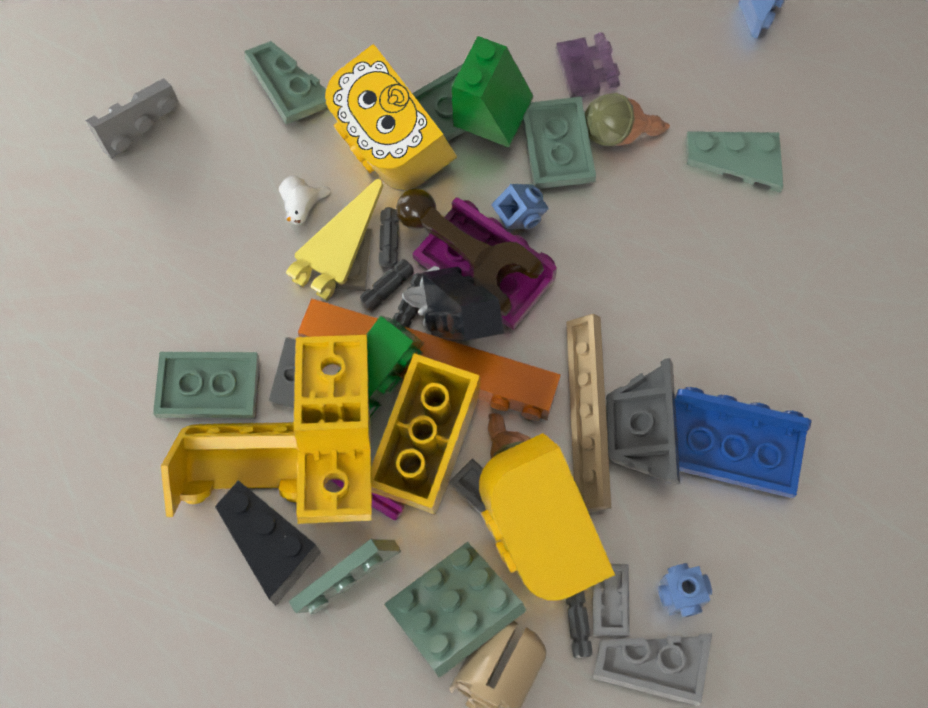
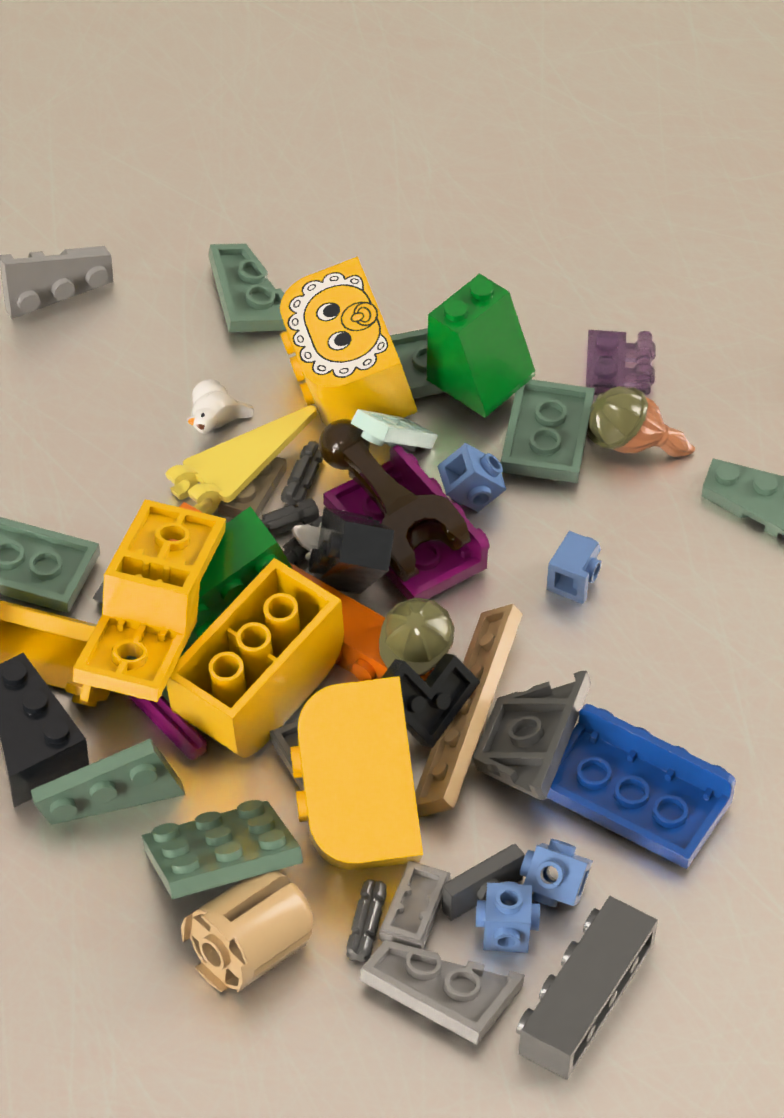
camera: 15 degrees right, 20 degrees down
(449, 185) = (392, 430): none -> light aqua plate
(535, 371) = (416, 633): none -> olive piece
(565, 421) = (437, 700): none -> black plate
(622, 260) = (573, 567): none -> medium blue brick
(656, 563) = (464, 890): none -> dark grey plate
(707, 542) = (571, 873): none -> medium blue brick
(762, 630) = (586, 987): none -> dark grey brick

